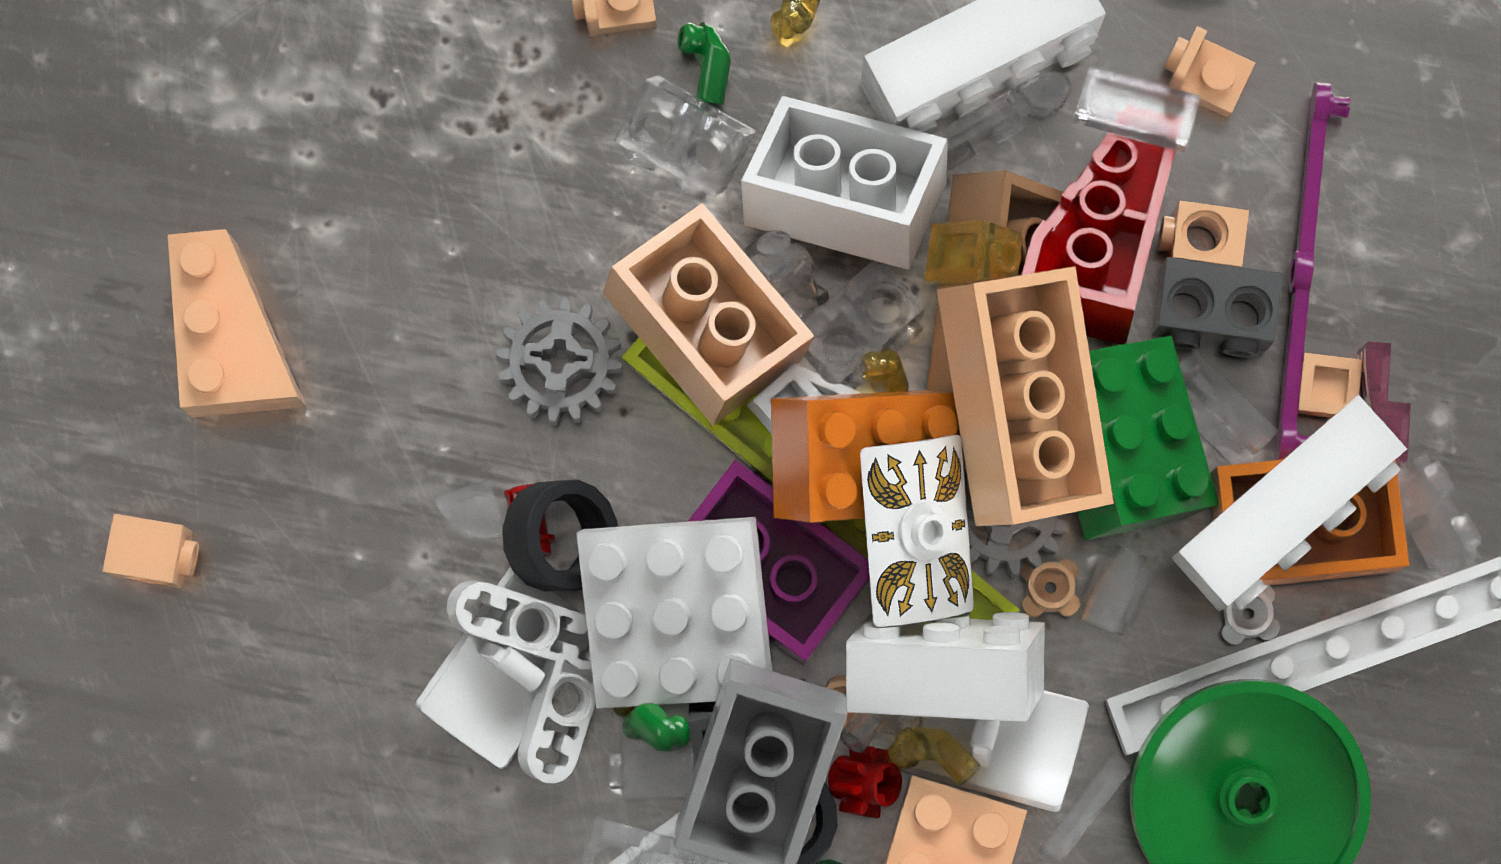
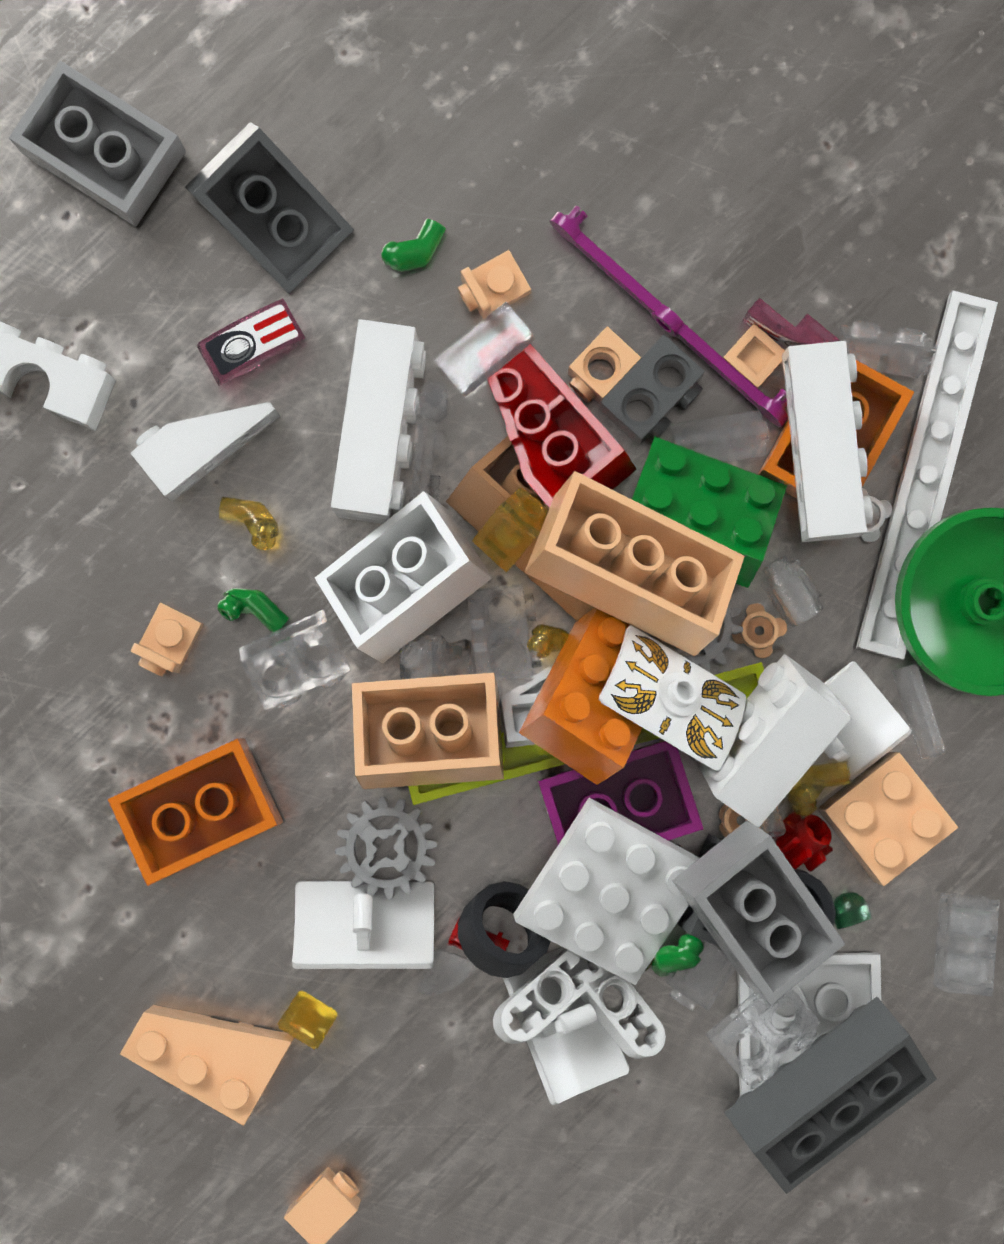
camera: 50 degrees left, 5 degrees up
(329, 404) = (307, 1019): none -> clear yellow slope
(454, 386) = (353, 930): none -> white shield
(463, 143) = (195, 810): none -> orange brick

